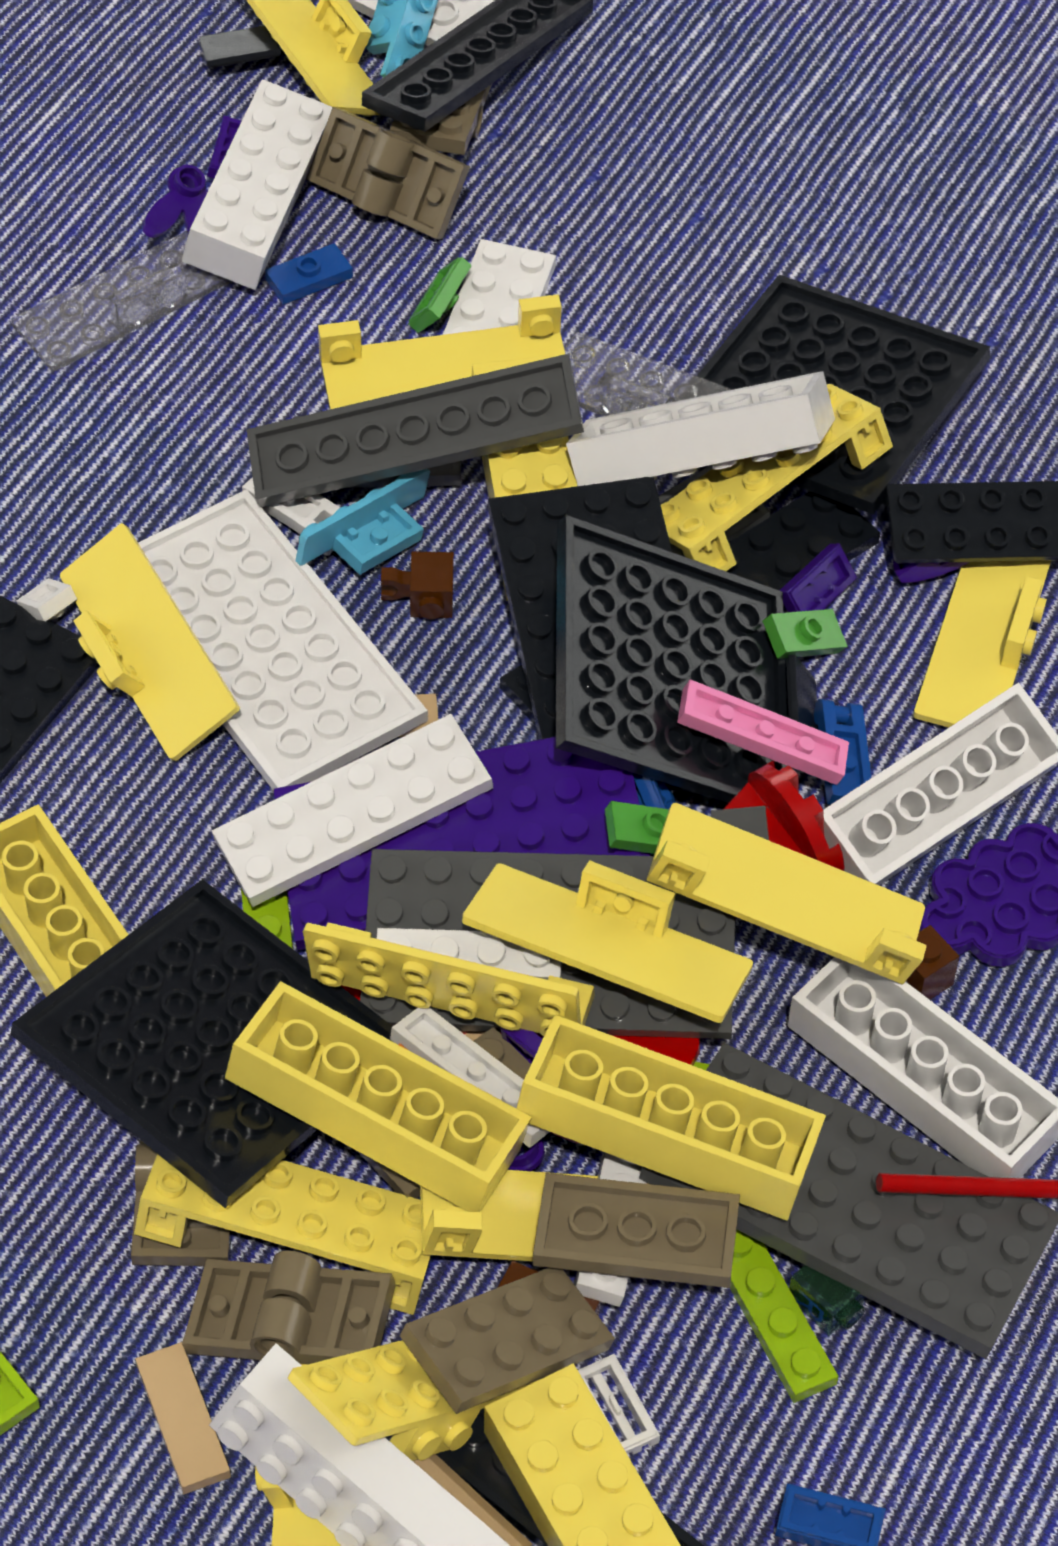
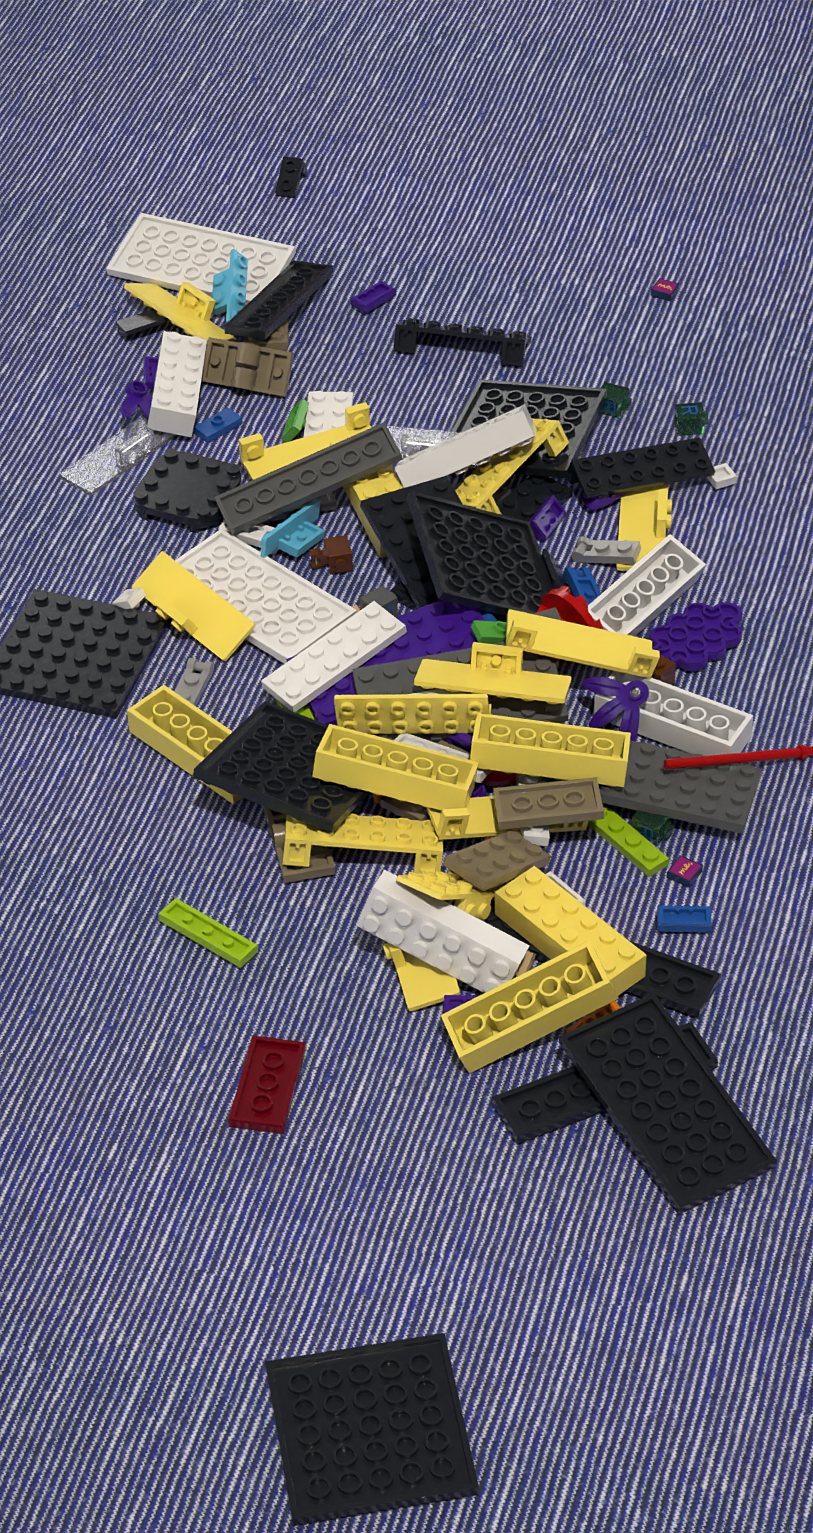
camera: 10 degrees left, 10 degrees down
(101, 801) = (193, 684): none -> light grey plate
(182, 1418) = (334, 941): tan tile -> none
(209, 388) = (184, 488): none -> black plate
(288, 1303) = (351, 885): dark tan plate -> none
(473, 704) = (383, 597): none -> dark grey brick
(645, 72) = (373, 297): none -> dark purple plate
(763, 732) = (538, 580): bright pink plate -> none
(804, 633) = (547, 538): bright green plate -> none
(837, 1027) = (623, 701): none -> dark purple plant
(855, 209) = (512, 349): none -> black bracket
(861, 1410) = (684, 871): none -> tile
(903, 677) = (606, 551): none -> light grey plate
(1007, 365) = (616, 401): none -> clear green brick

